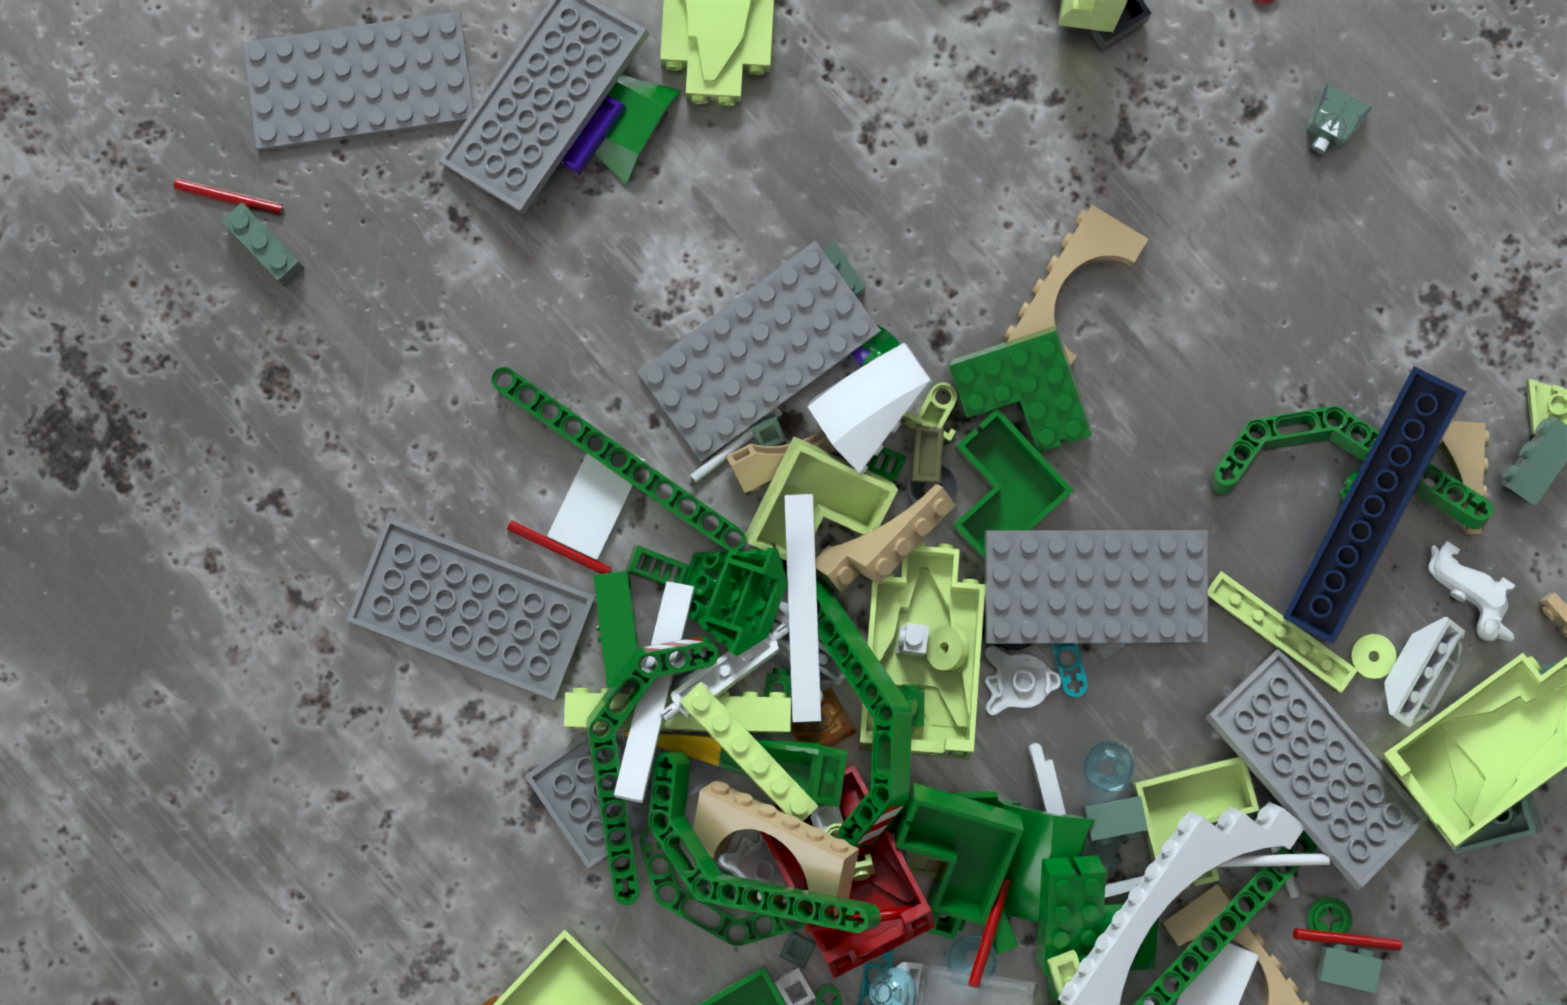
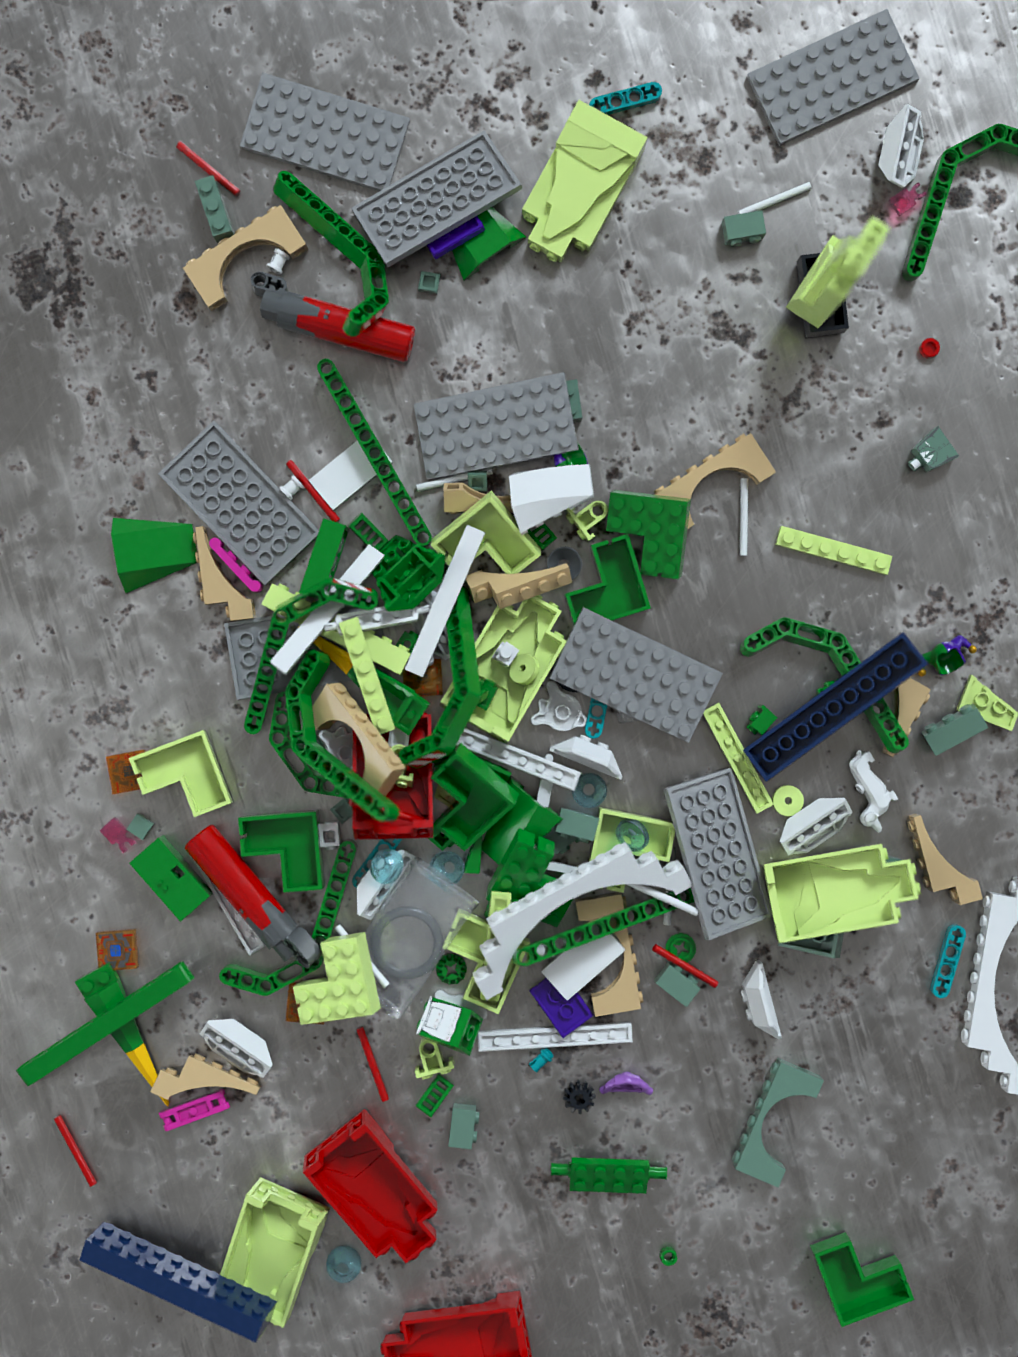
camera: 30 degrees right, 5 degrees up
(349, 235) = (209, 269): none -> tan arch
(375, 272) = (278, 261): none -> white bush
(383, 725) = (150, 550): none -> green wedge
(453, 205) = (347, 241): none -> green beam
(482, 316) = (326, 320): none -> red piece
(490, 731) = (215, 585): none -> tan arch
(493, 688) = (230, 559): none -> dark pink plate
(530, 555) = (291, 487): none -> white bush
(583, 207) = (429, 282): none -> sand green tile
(928, 454) = (570, 542): olive tile -> none
(988, 935) = (463, 858): red bar -> none
(997, 769) = (519, 759): none -> white tile
(1085, 720) = (589, 754): none -> white wedge
(1134, 316) = (743, 516): none -> white bar
(1193, 792) = (635, 831): none -> clear light blue piece
(1271, 303) = (833, 550): none -> yellowish green plate
(1287, 568) = (761, 720): none -> green brick
(1467, 939) = (759, 1001): none -> white wedge
(1485, 369) = (947, 656): none -> green piece

